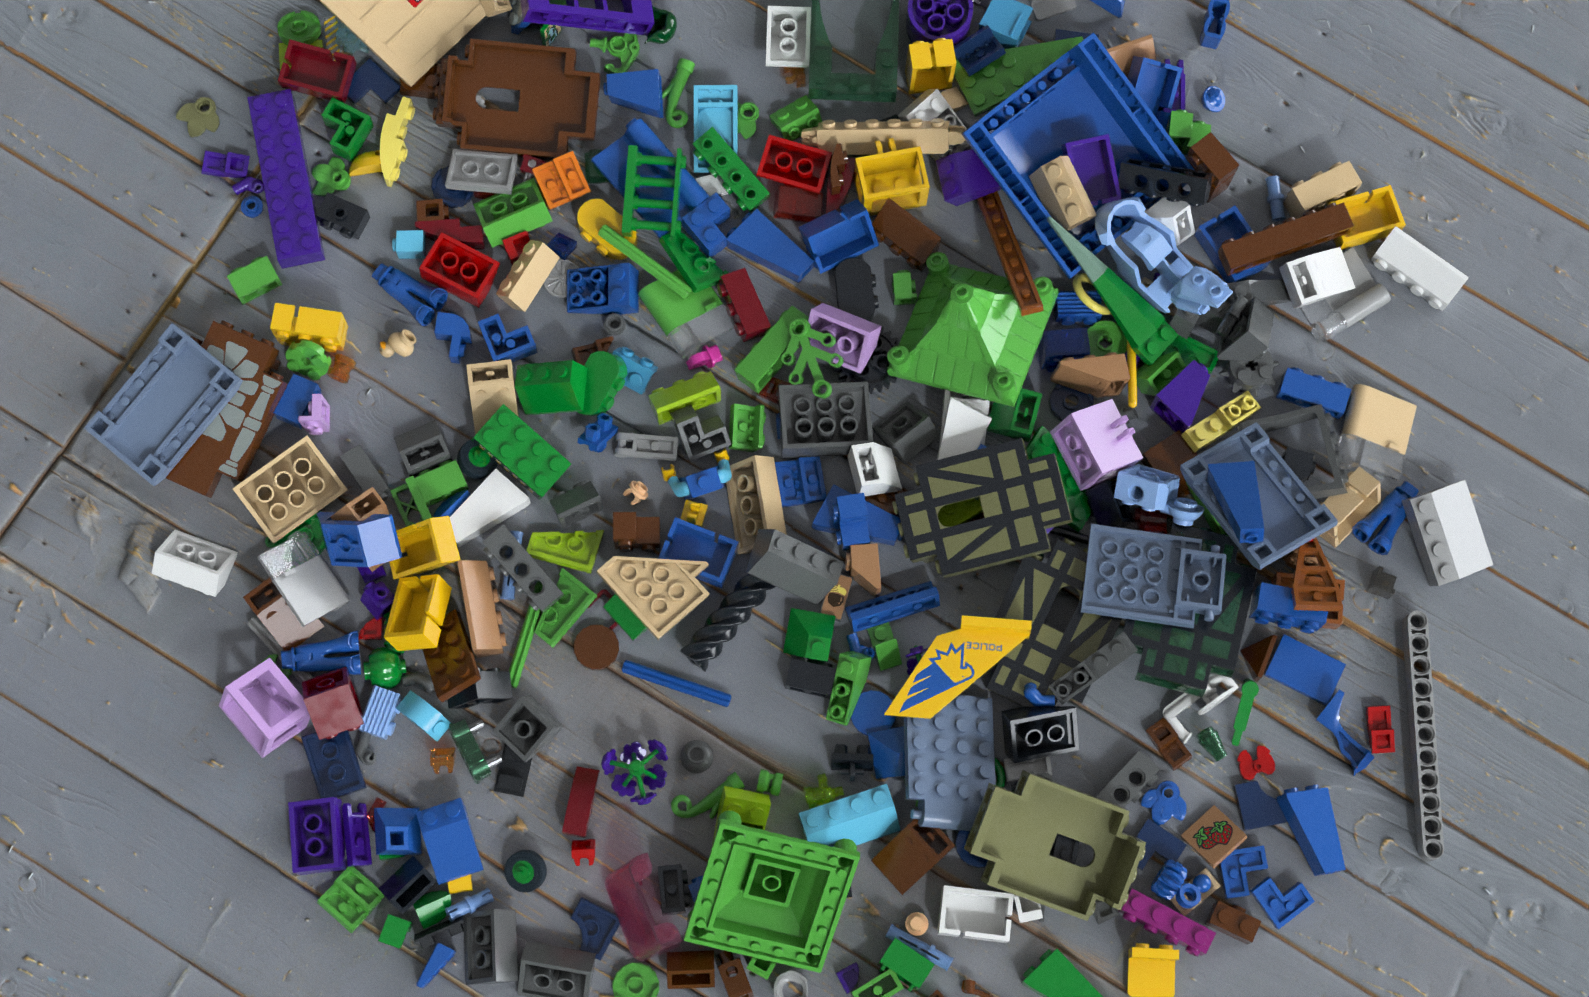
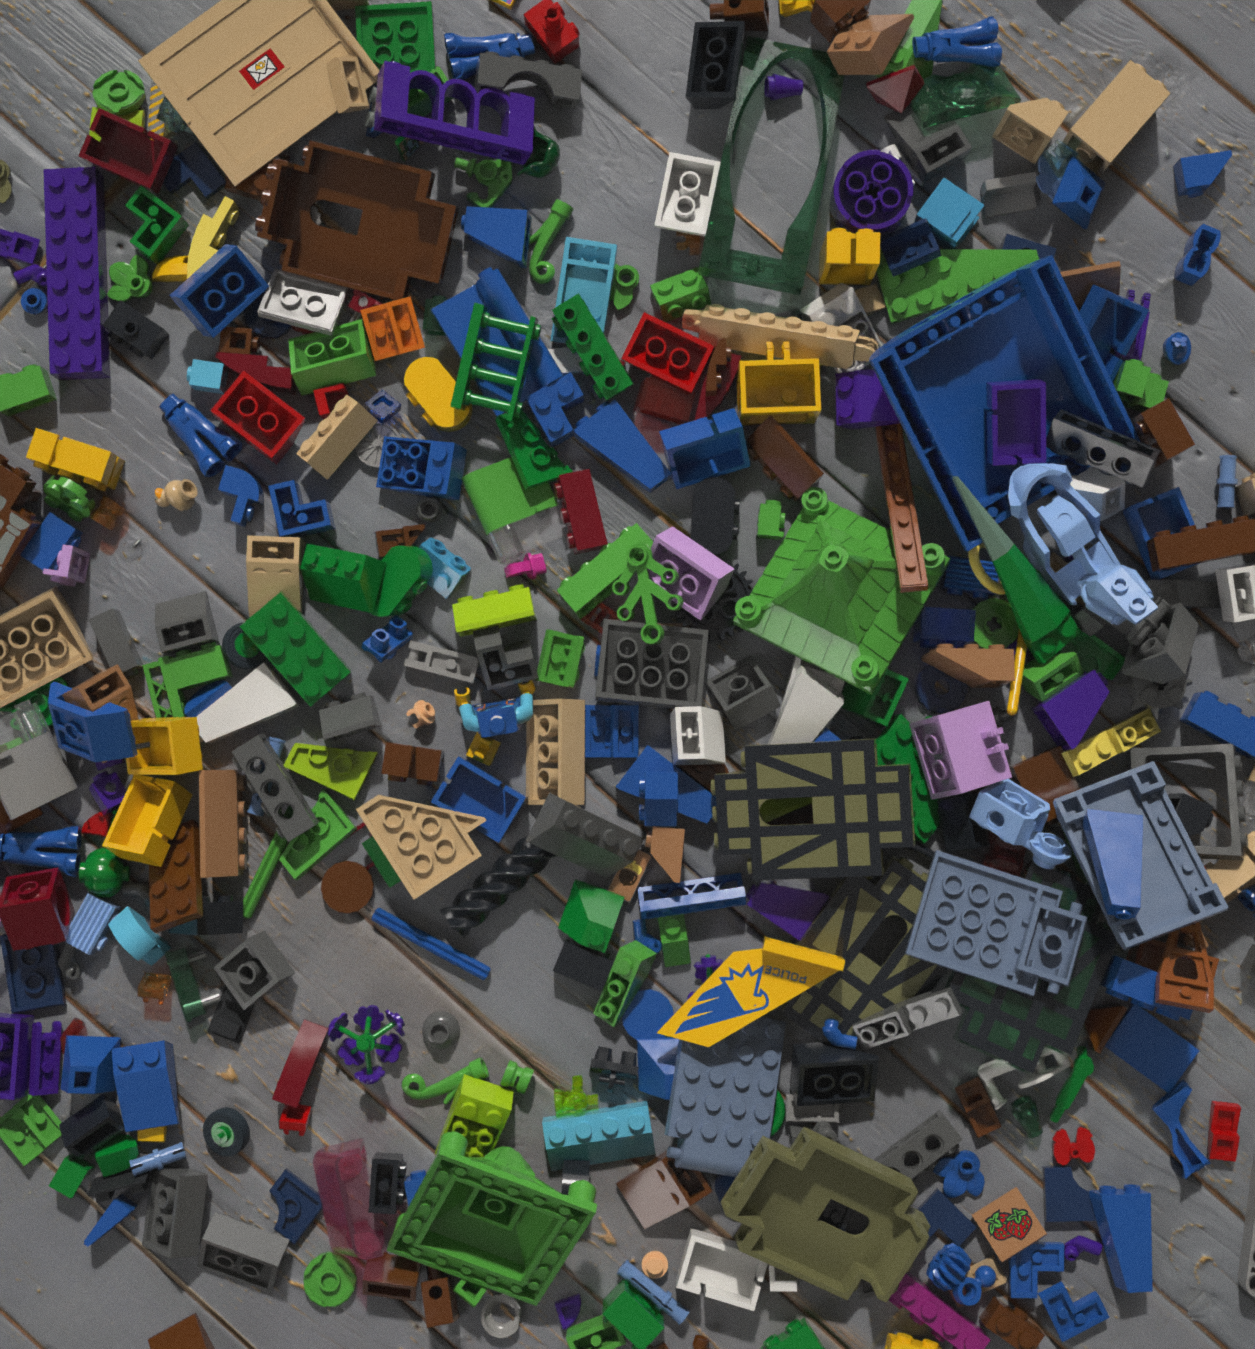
camera: 15 degrees right, 10 degrees up
(411, 171) = (219, 290): none -> blue brick
(644, 261) = (473, 443): bright green axle -> none
(973, 598) = (786, 906): none -> dark purple slope
(1062, 193) = (977, 446): tan slope -> none
(1278, 845) = (1080, 1244): none -> dark purple arm

